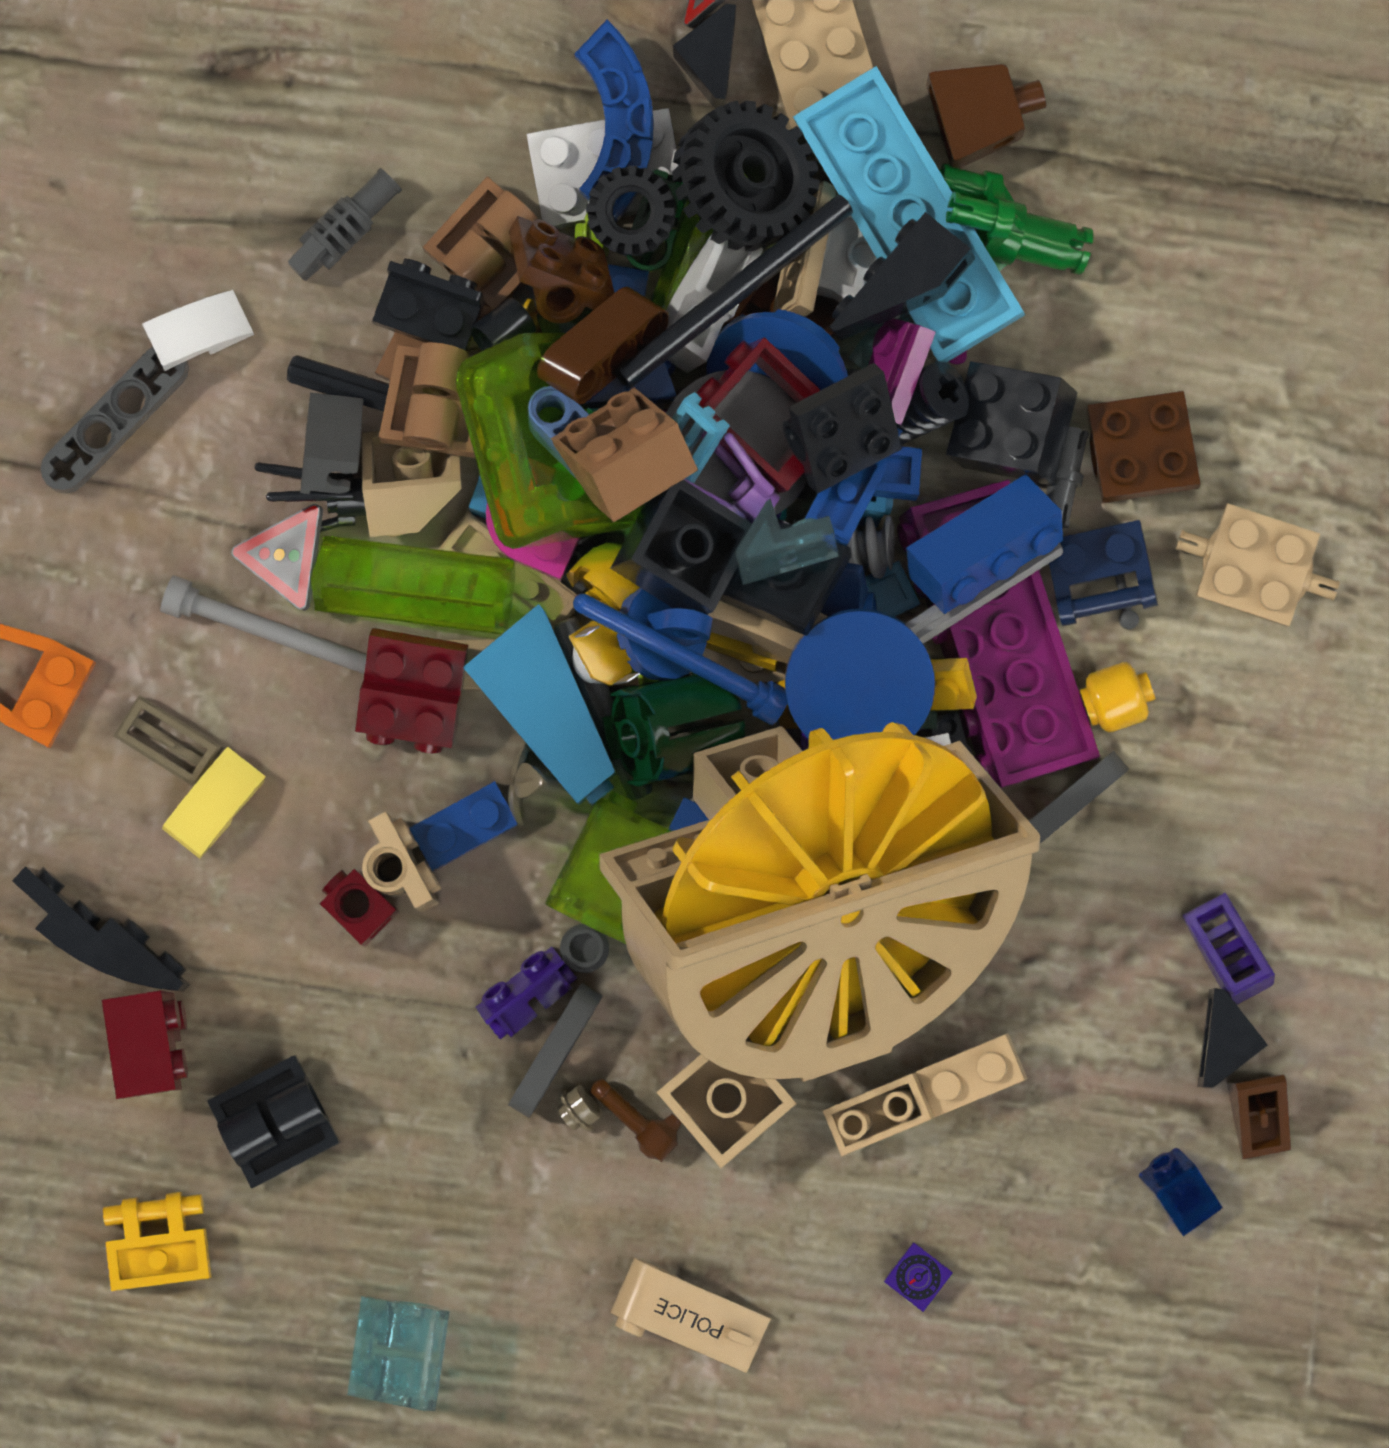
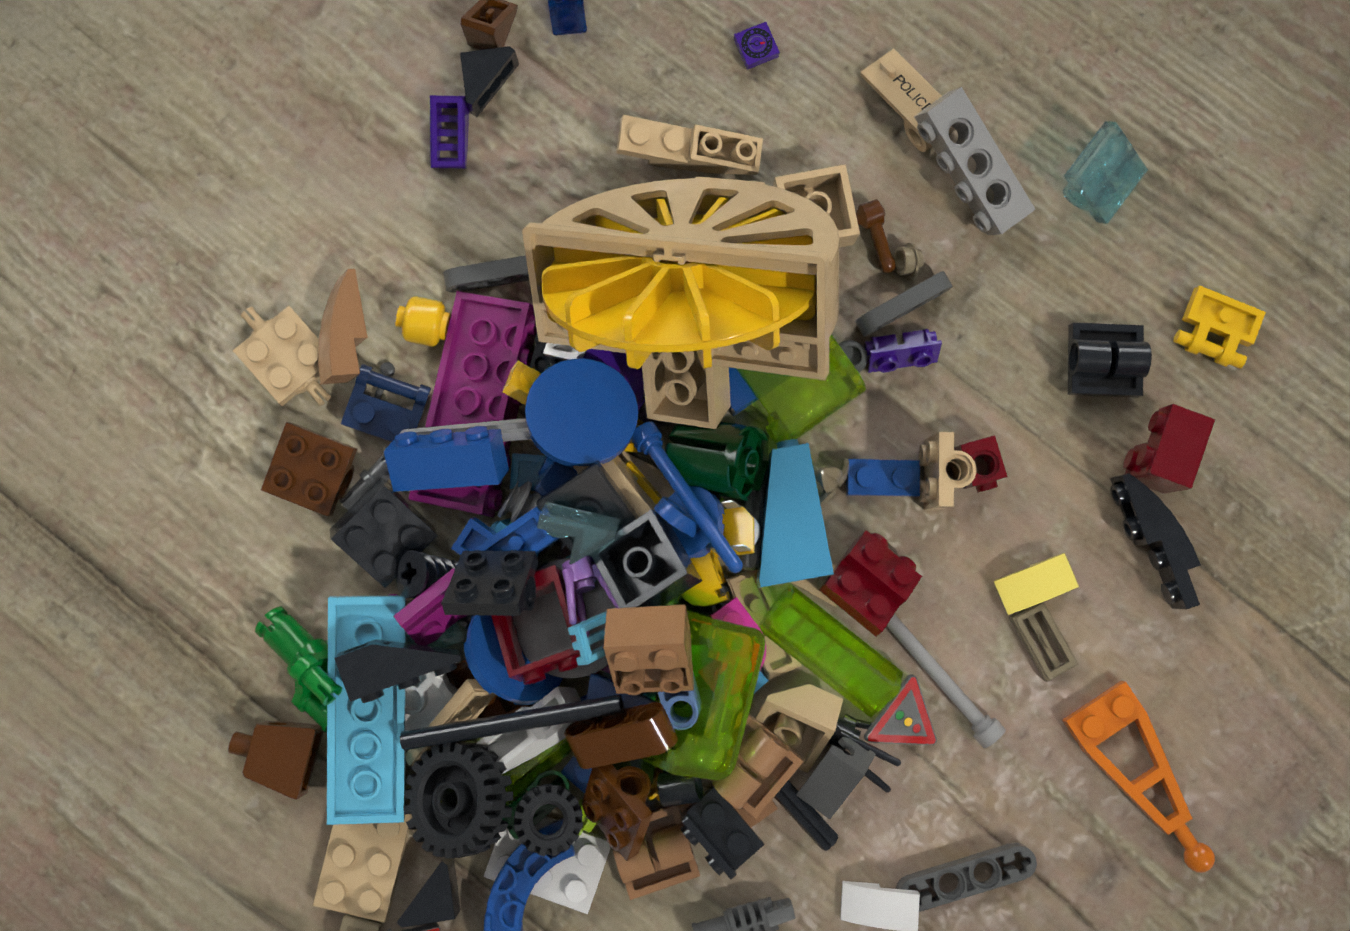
camera: 160 degrees left, 0 degrees up
(495, 1243) = (992, 169): none -> light grey brick
(1207, 631) = (341, 331): none -> medium nougat slope

